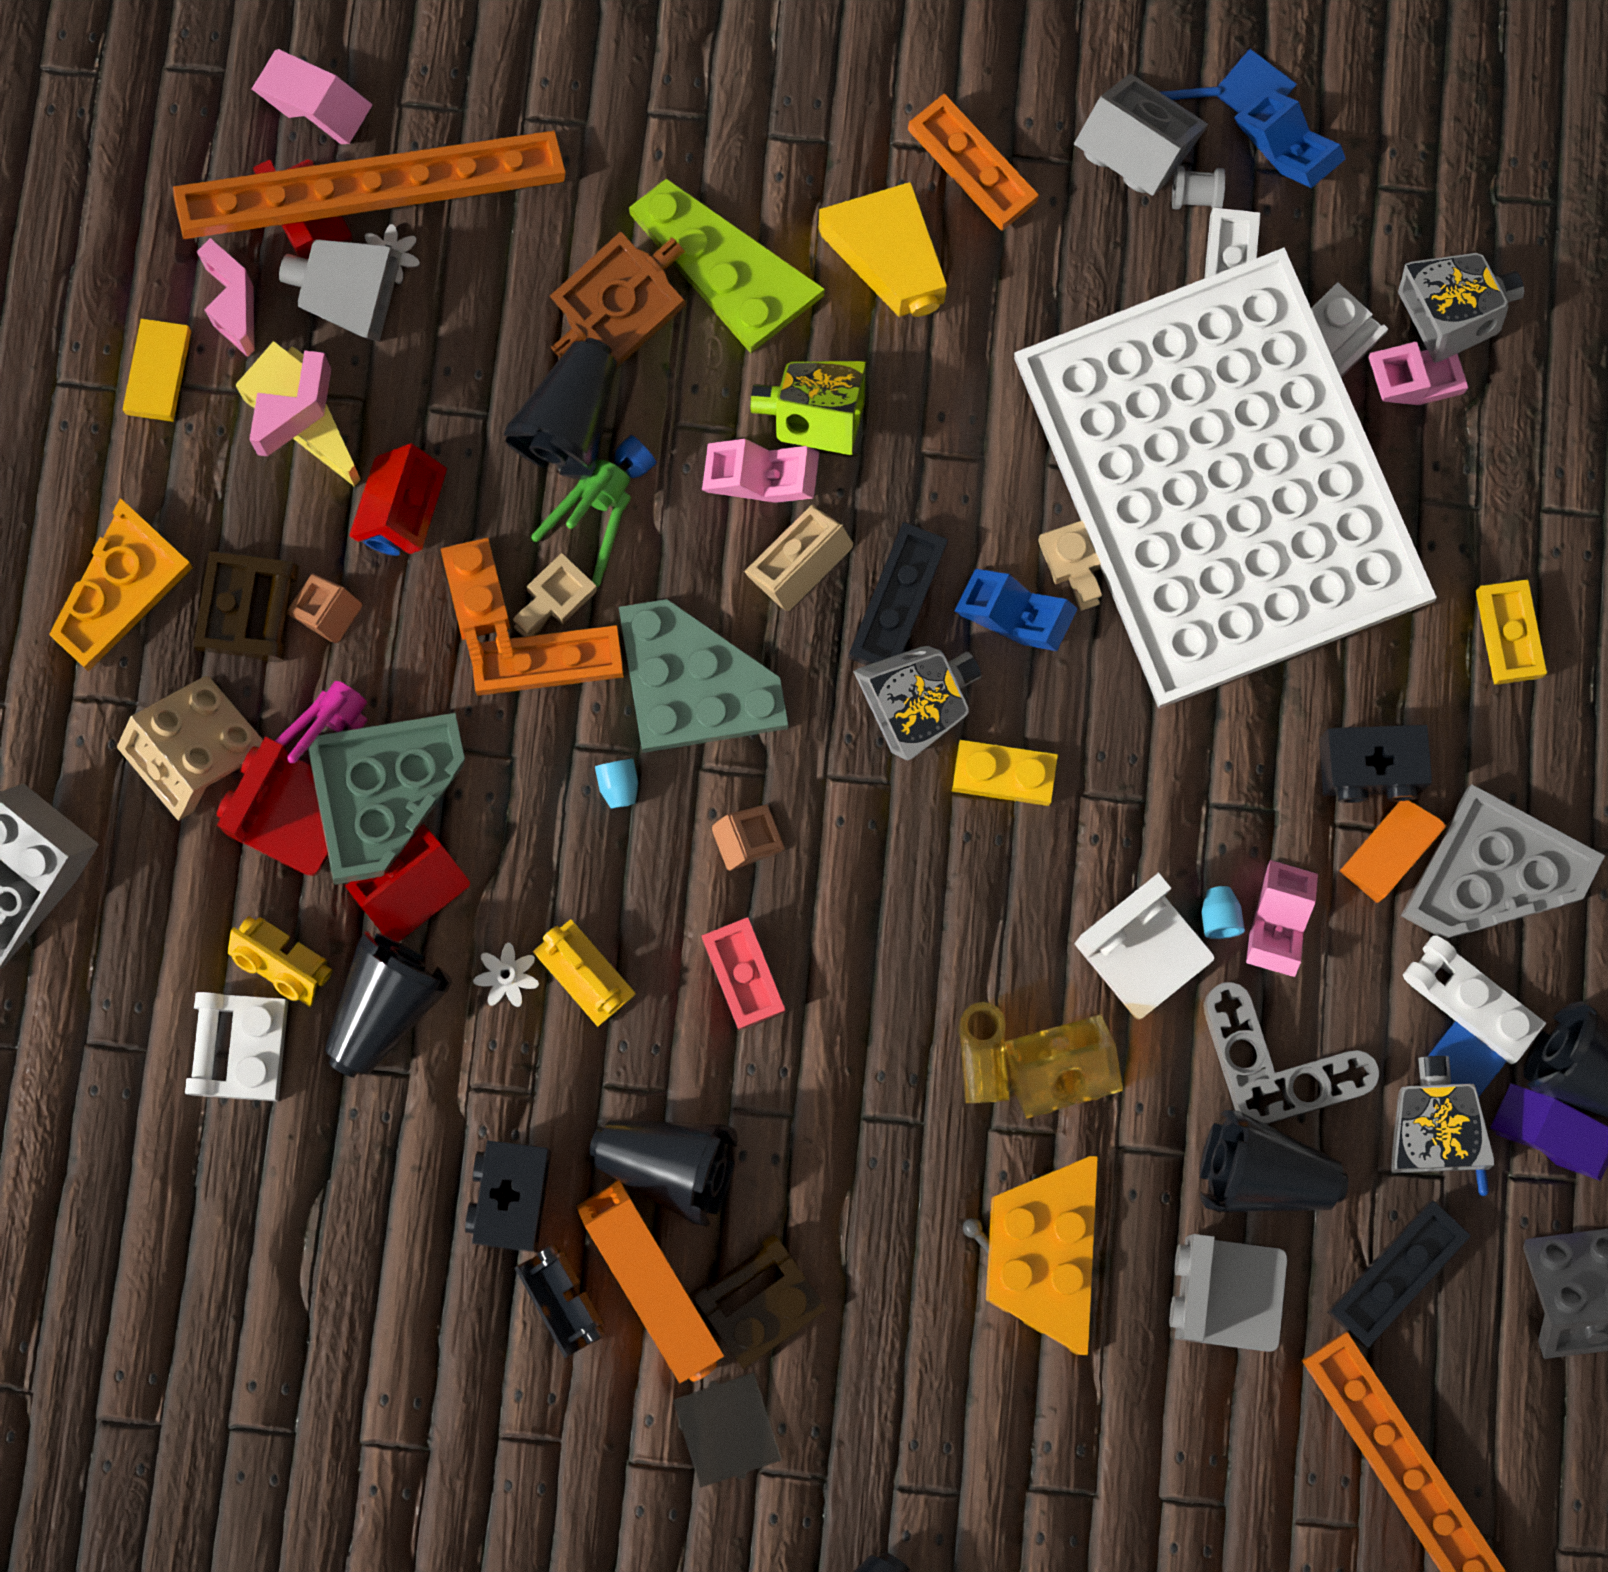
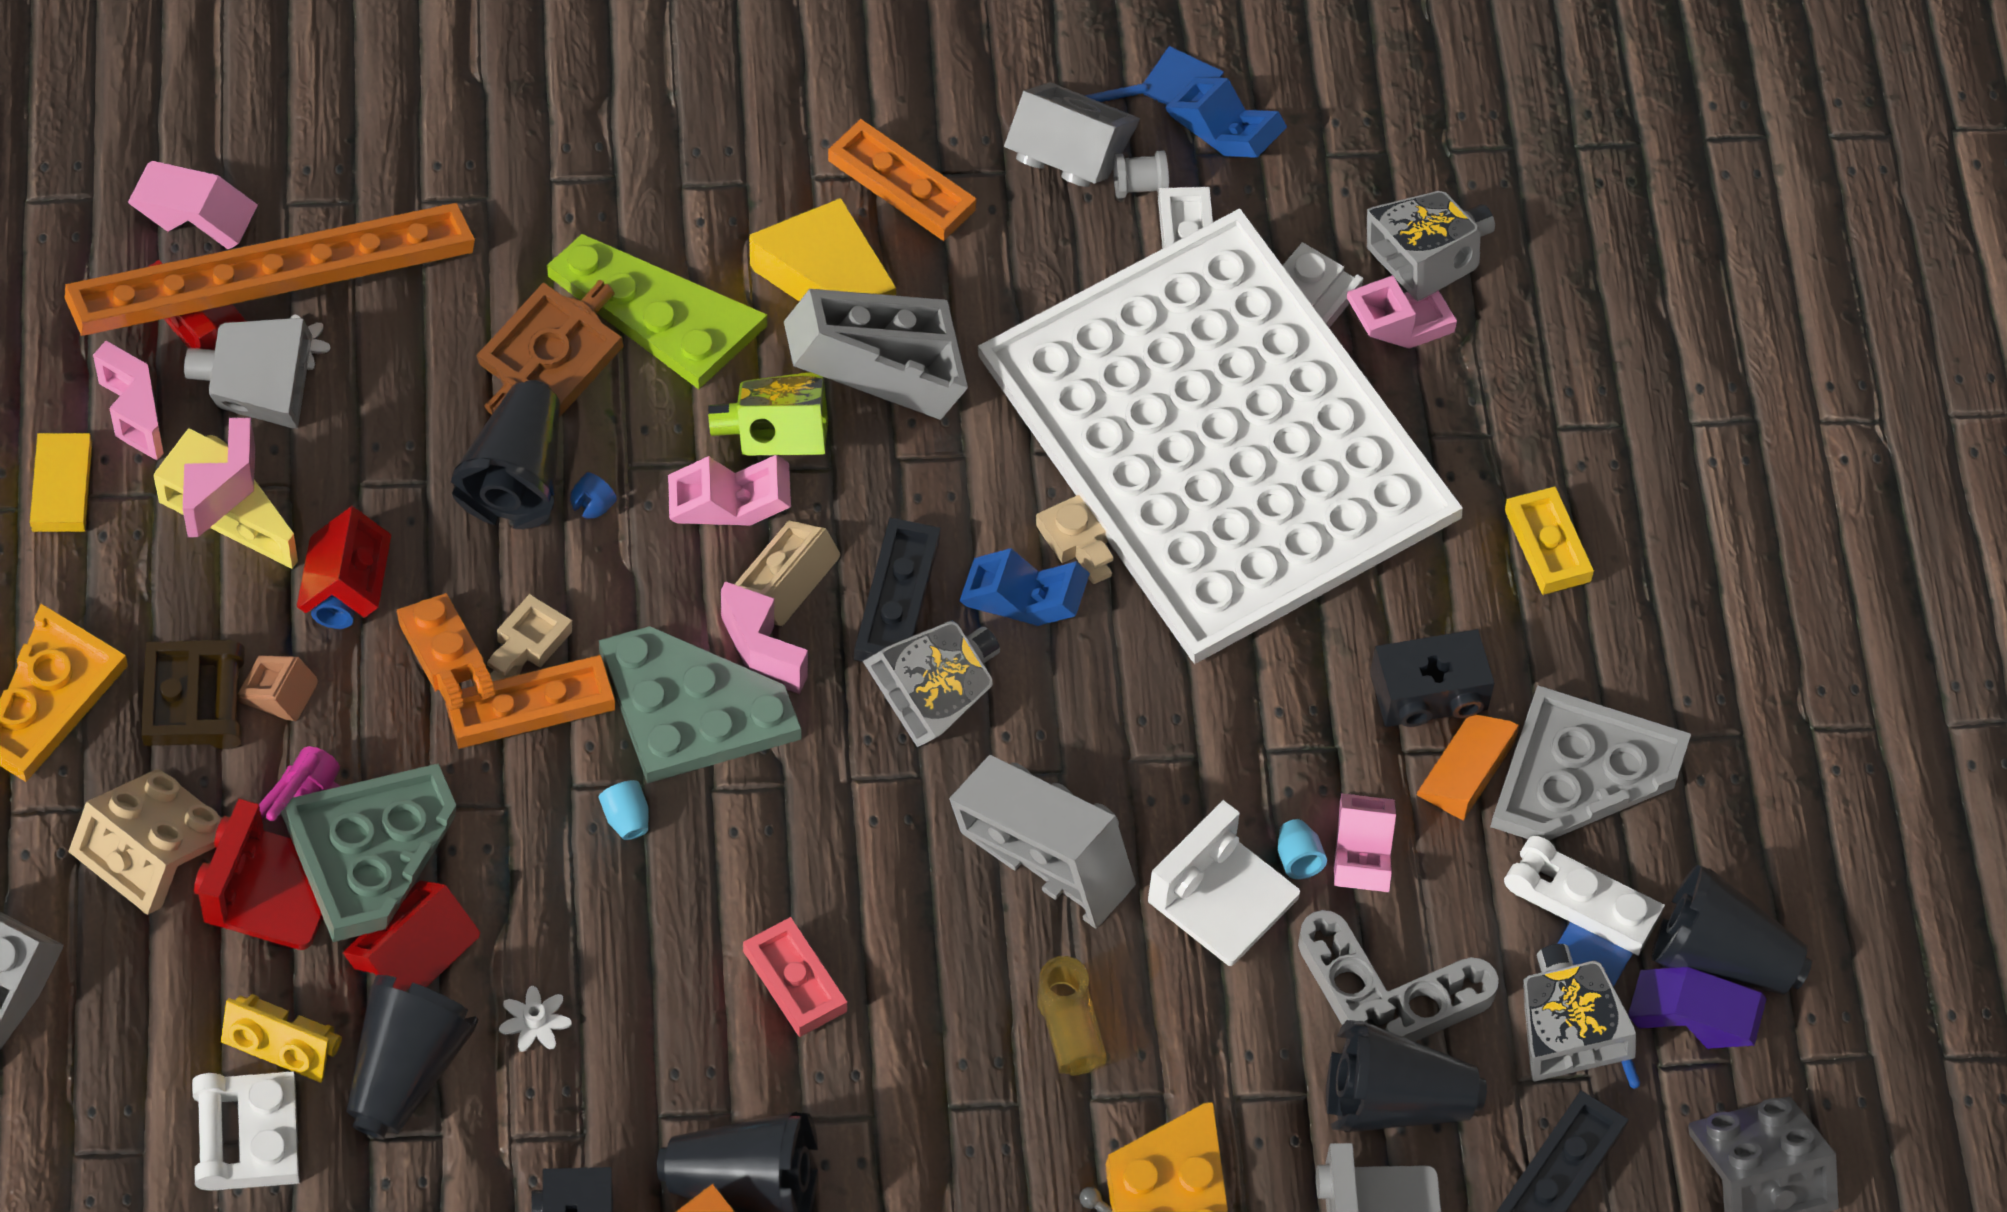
camera: 10 degrees left, 20 degrees down
(583, 972) = (618, 1001): yellow hinge -> none
(600, 491) = (559, 533): bright green plant -> none
(747, 837) = (774, 846): nougat slope -> none
(758, 612) = (750, 623): none -> bright pink slope
(922, 348) = (880, 346): none -> light grey wedge
(991, 869) = (1049, 832): none -> light grey wedge
(1004, 772) = (1045, 745): yellow plate -> none
(1063, 1066) = (1128, 1012): clear yellow brick -> none

